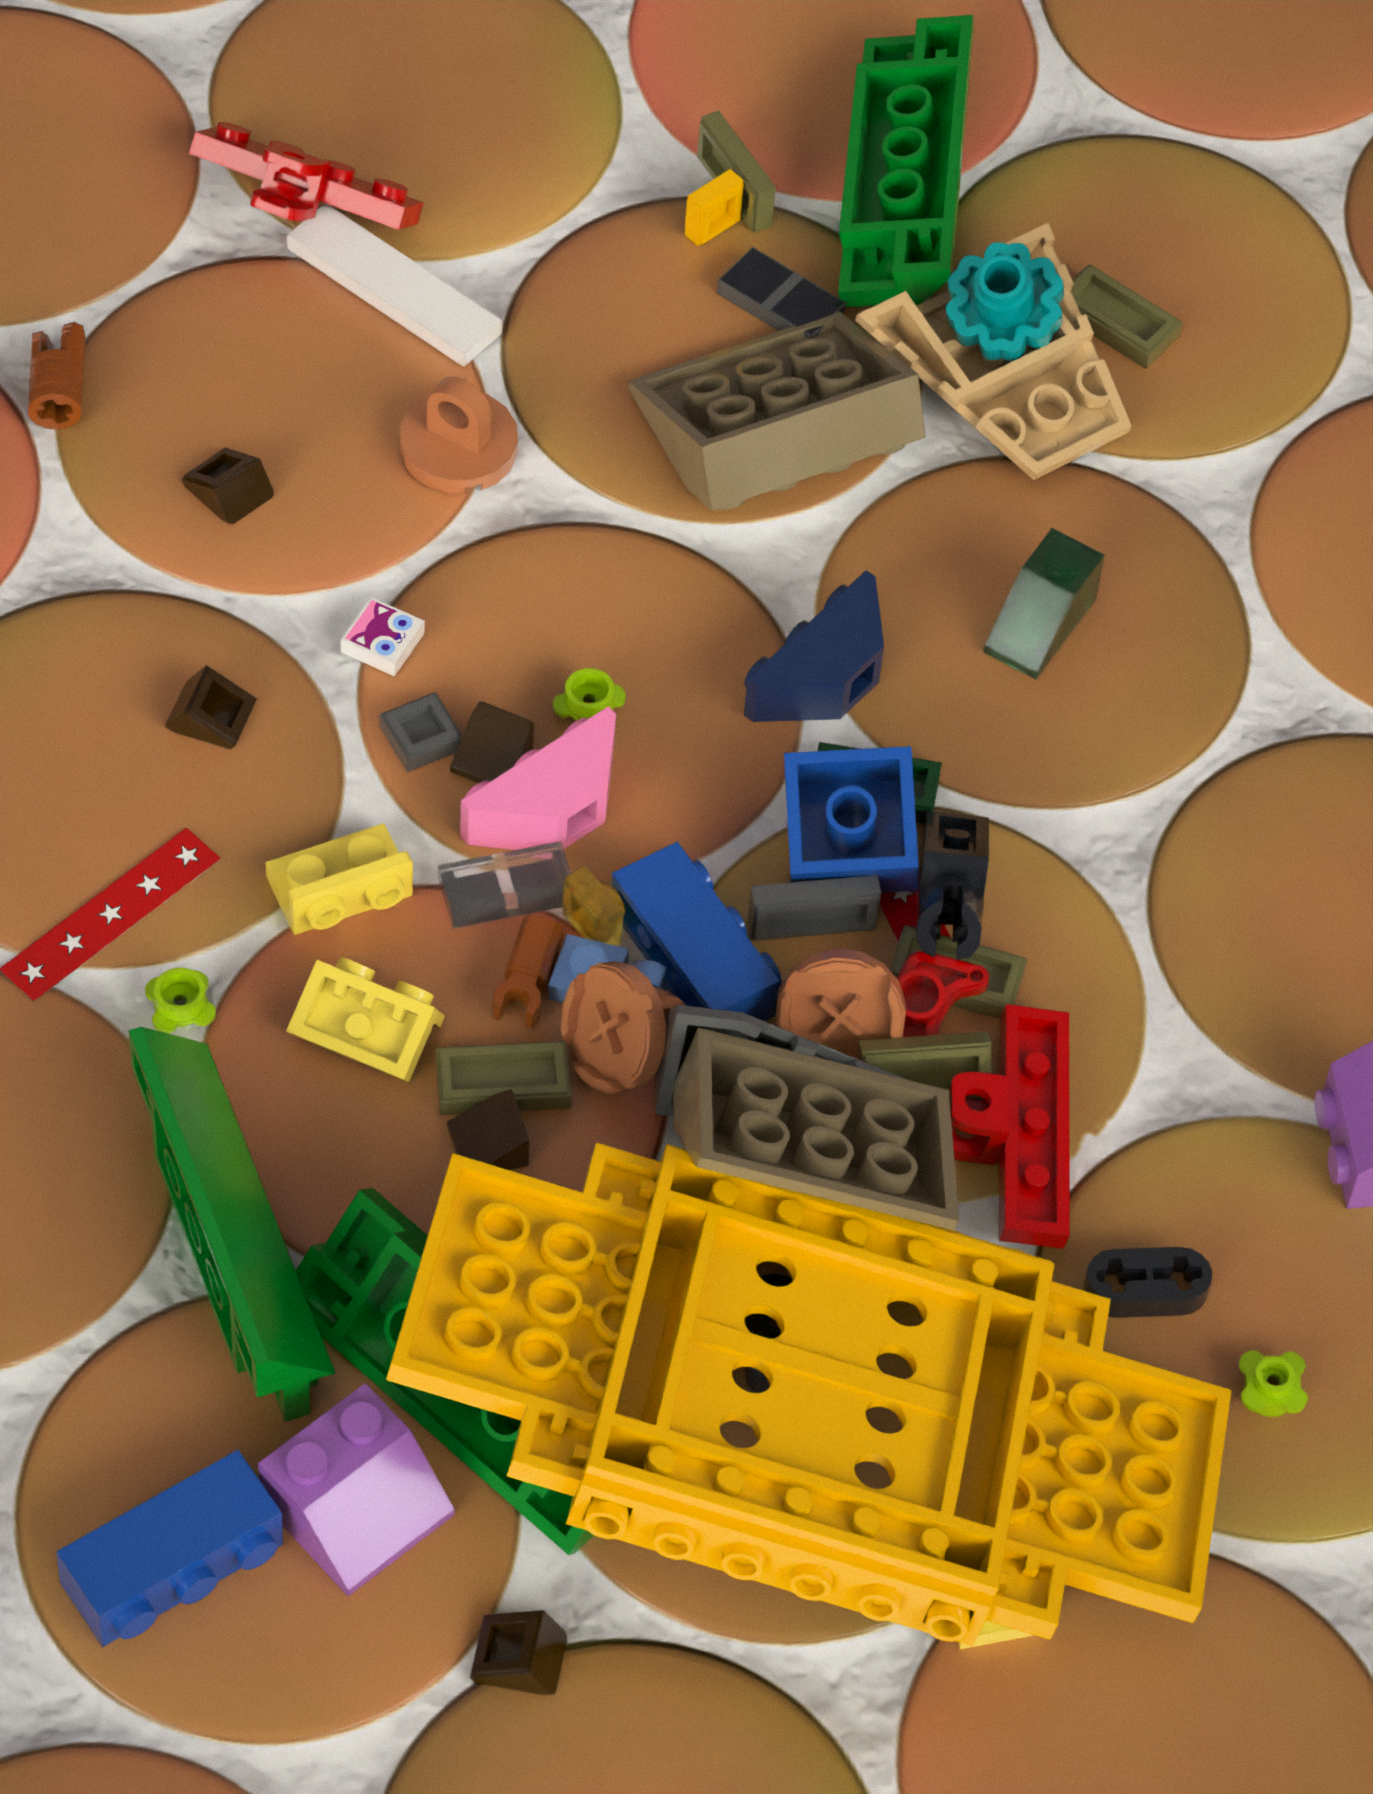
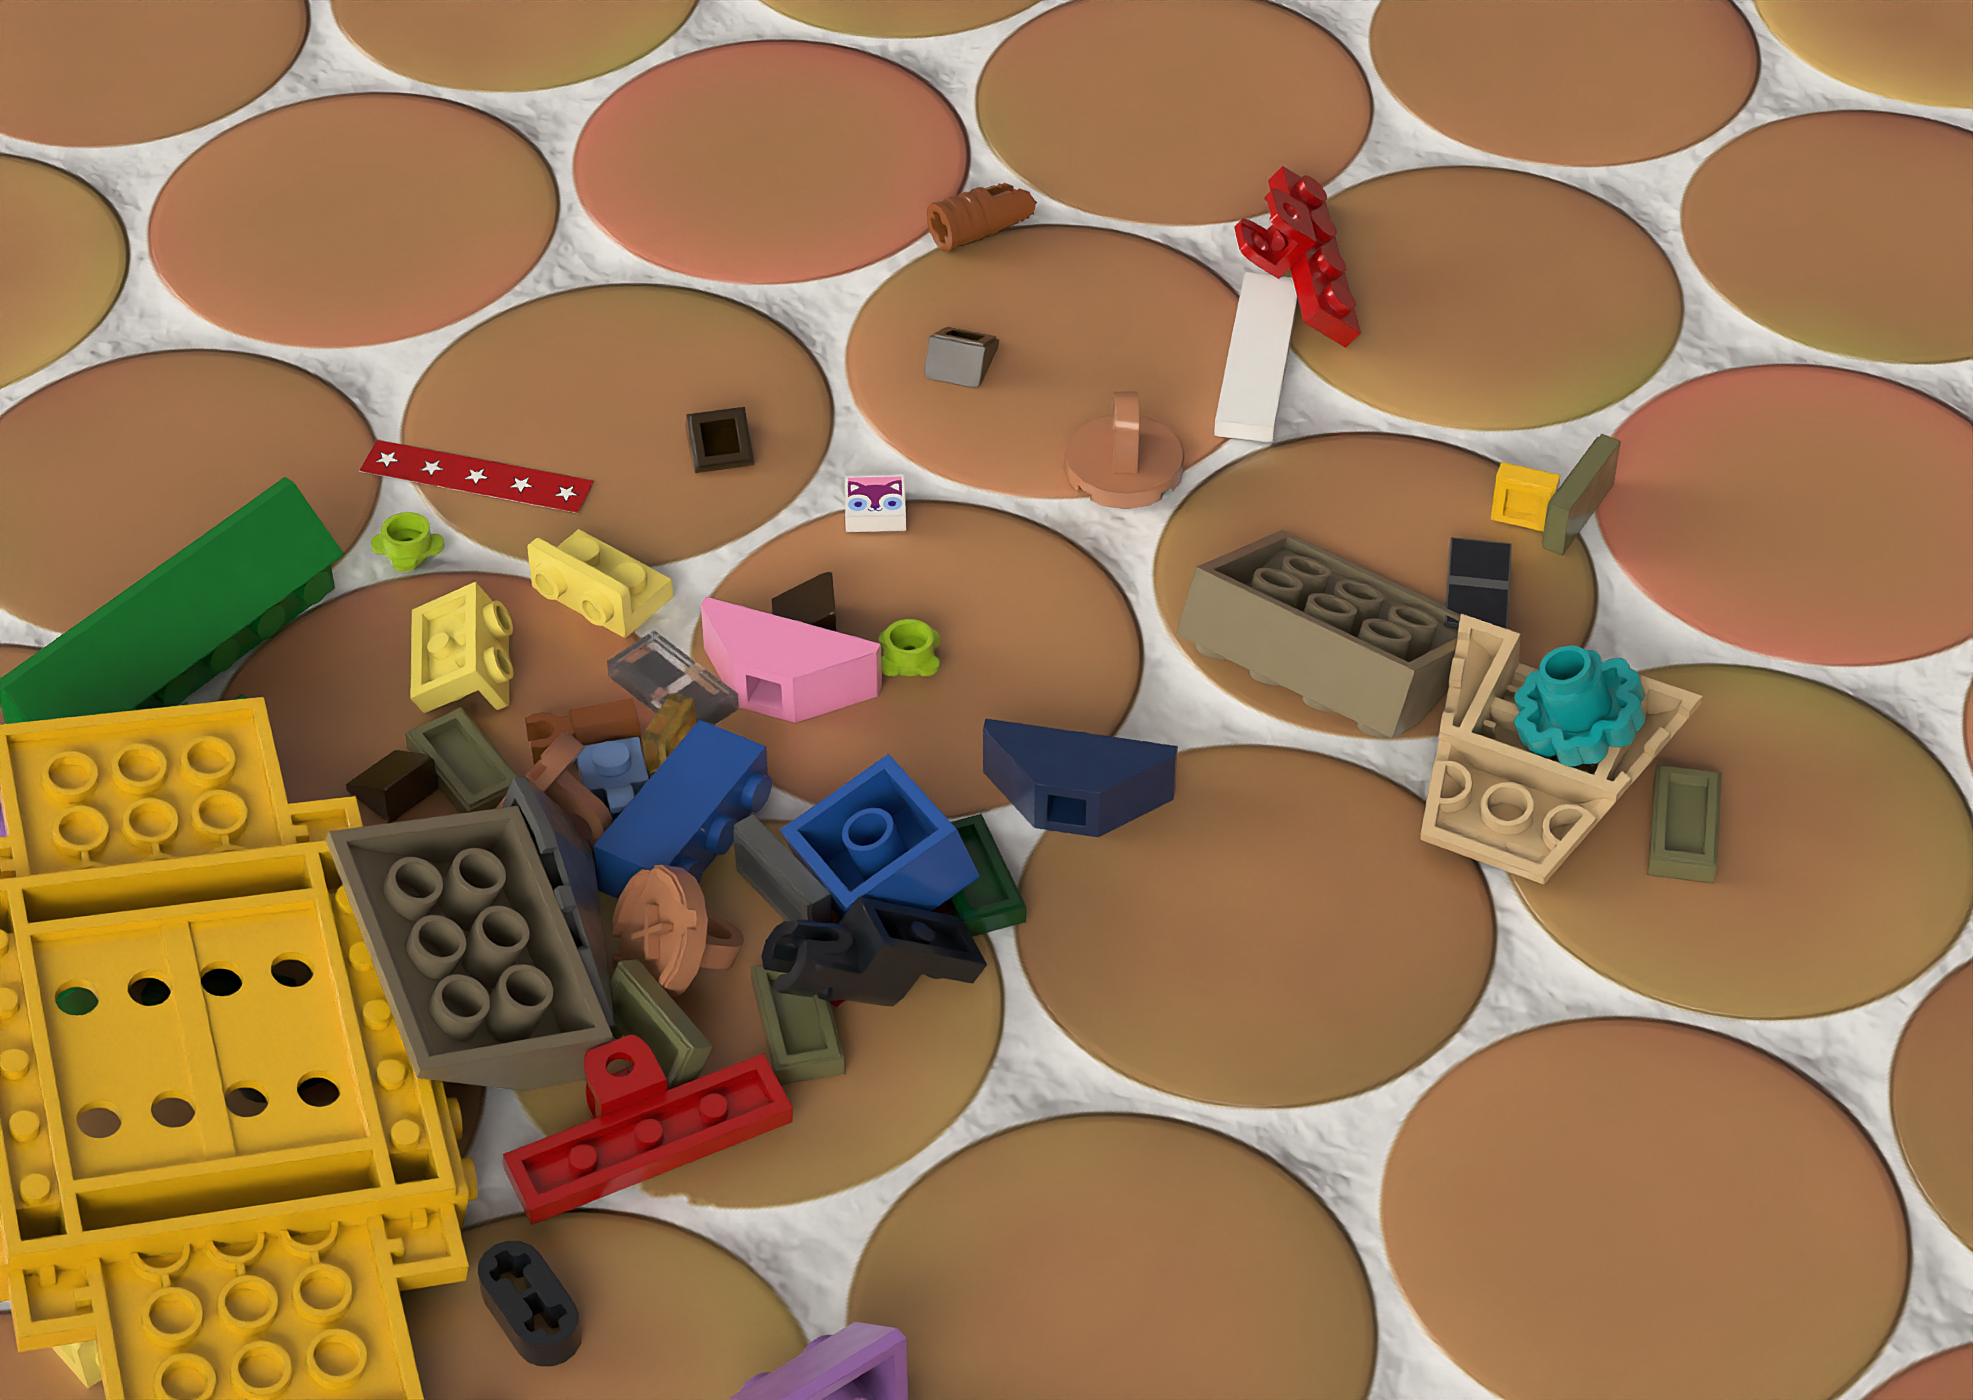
camera: 65 degrees right, 10 degrees down
(420, 731) = (792, 563): dark grey tile -> none
(905, 162) = (1700, 581): green slope -> none
(933, 986) = (737, 996): red piece -> none
(1045, 603) = (1270, 900): slope -> none

